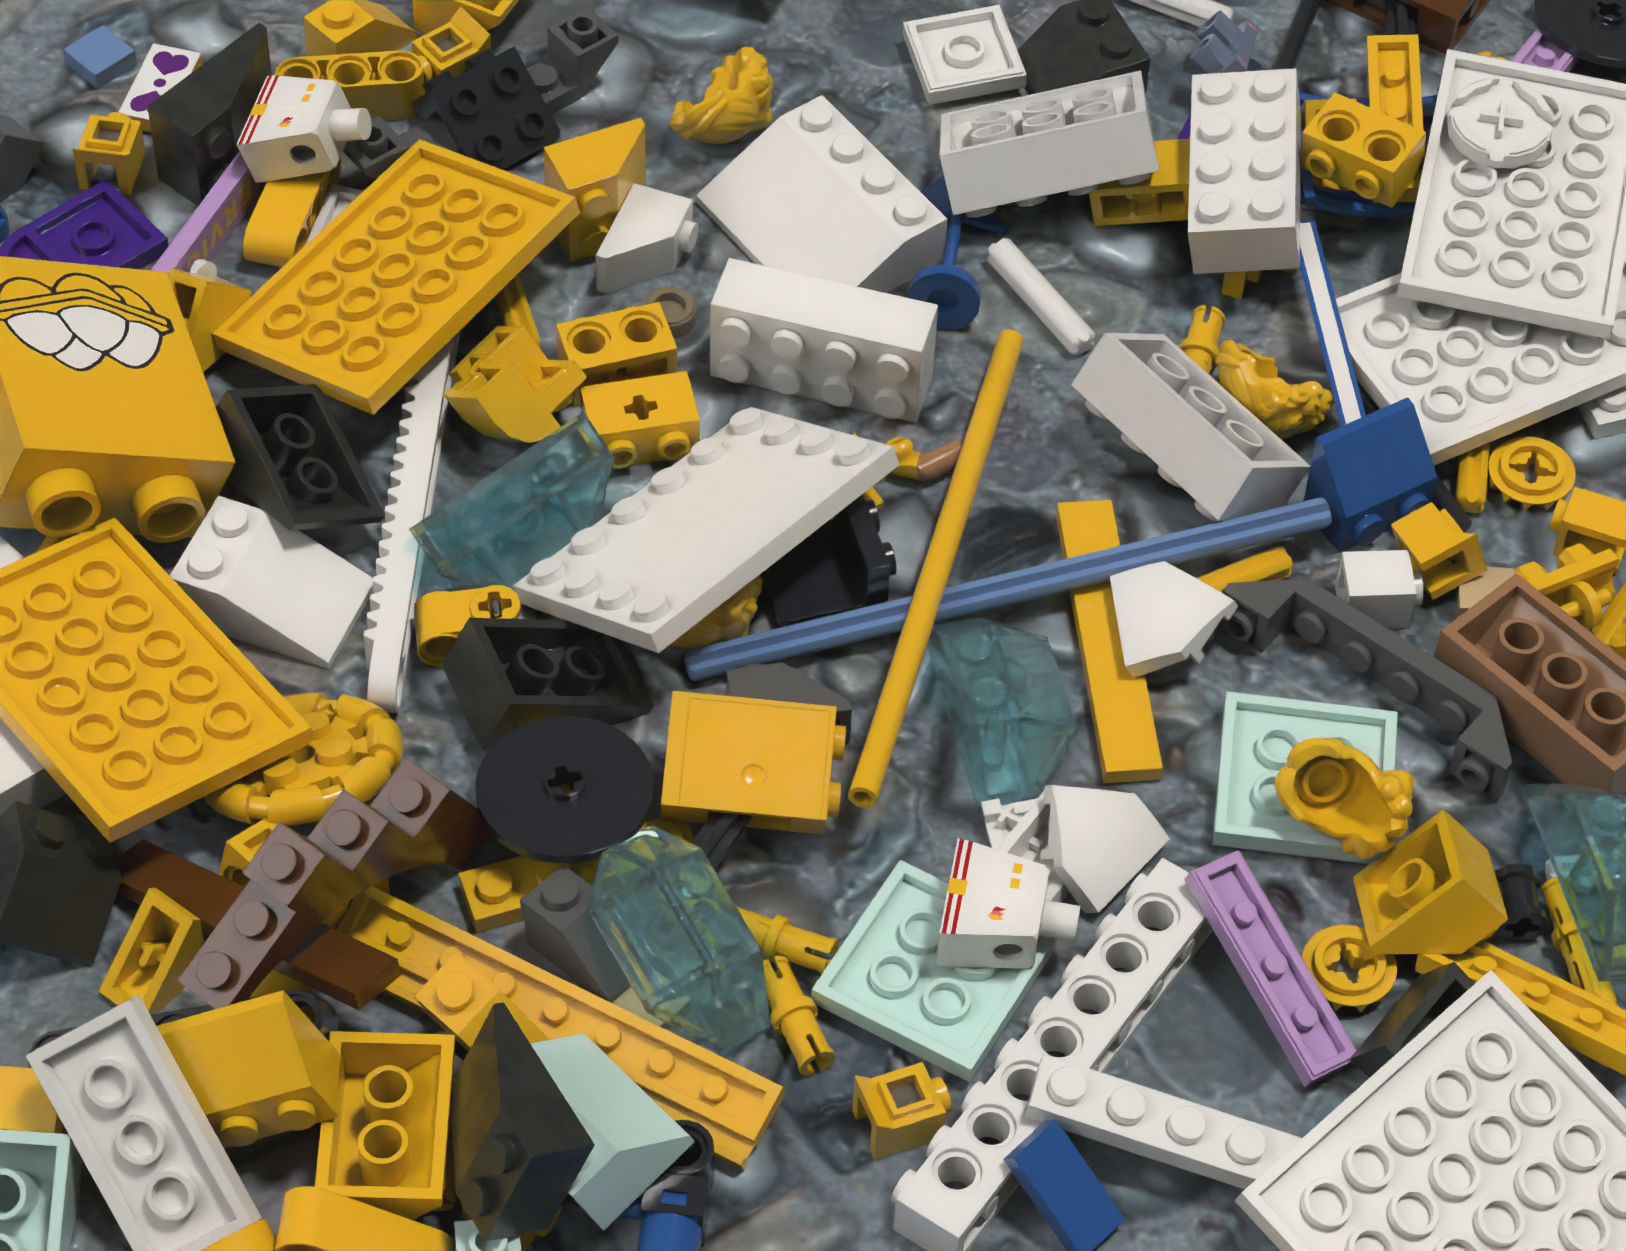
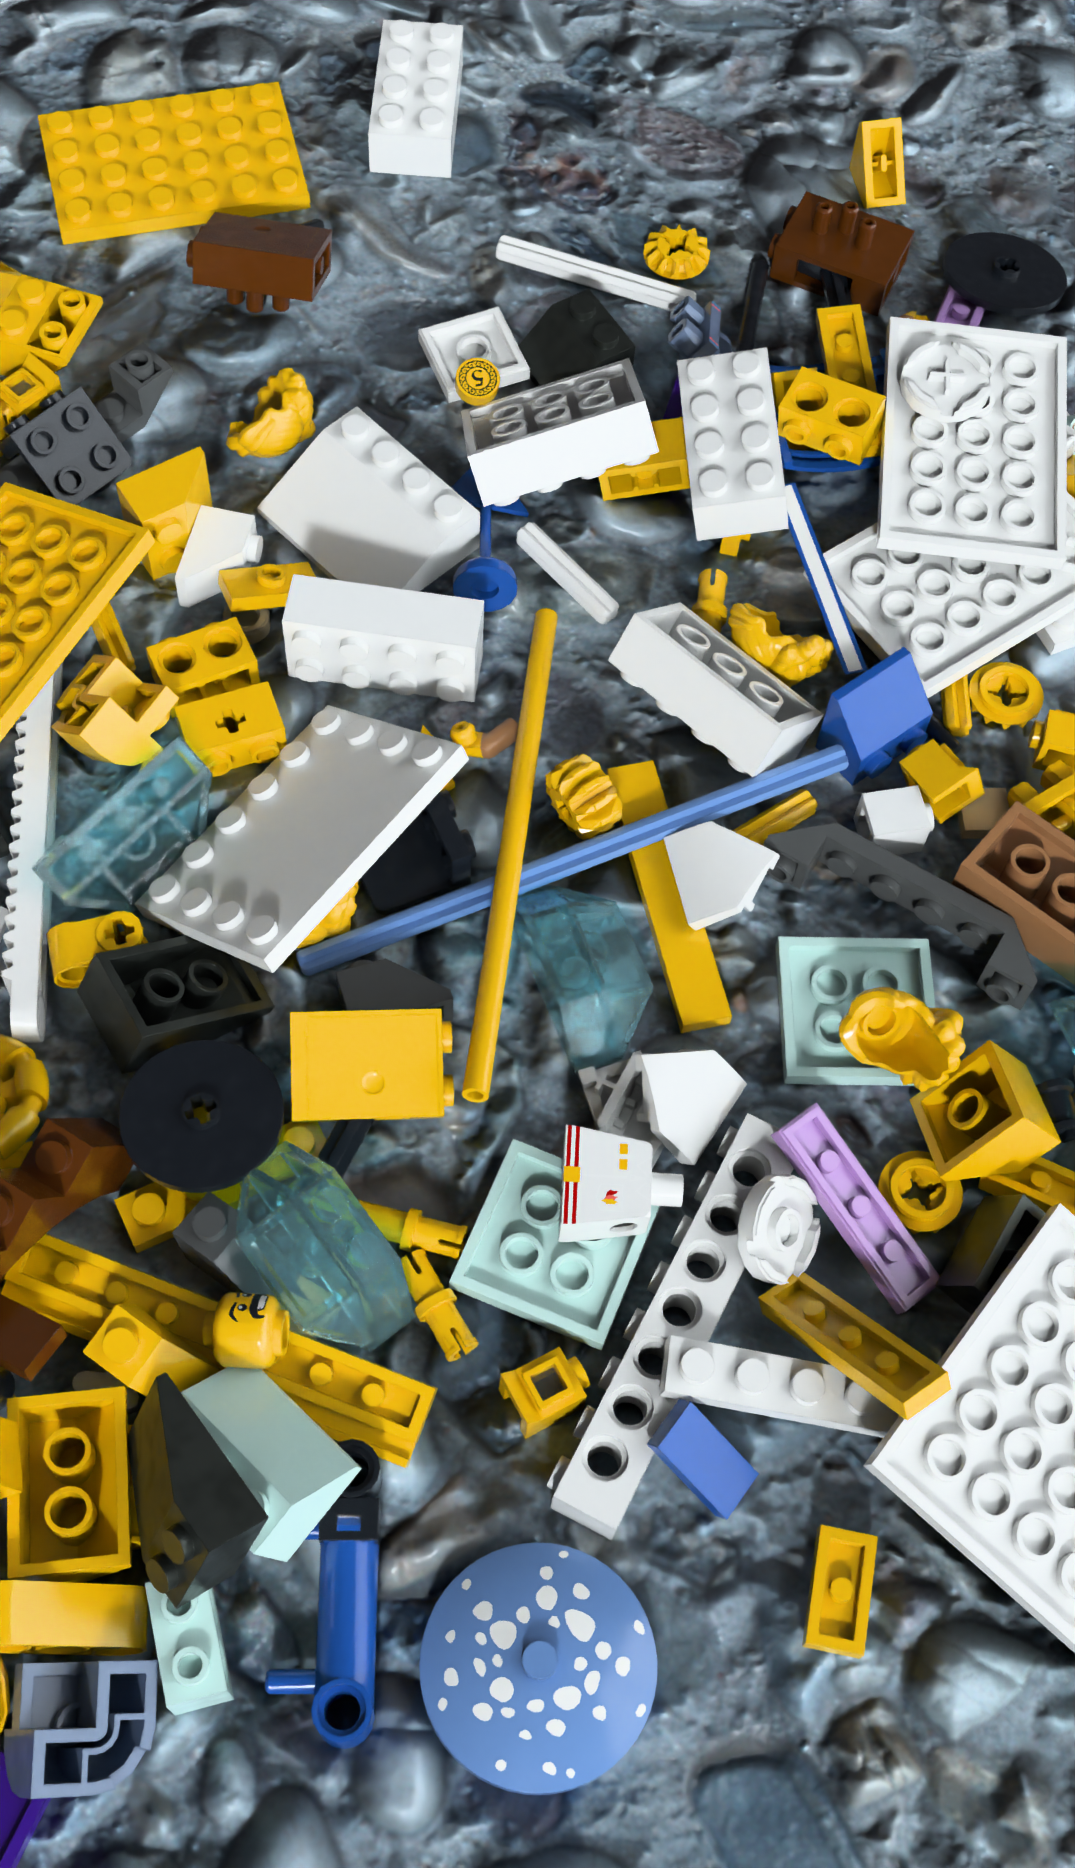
camera: 10 degrees left, 10 degrees up
(589, 999) = (247, 1330): none -> yellow head
(685, 275) = (260, 586): none -> yellow plate
(963, 82) = (477, 381): none -> yellow tile
(1025, 524) = (583, 796): none -> yellow gear
(1180, 974) = (778, 1228): none -> white tile
(1243, 1087) = (855, 1345): none -> yellow plate

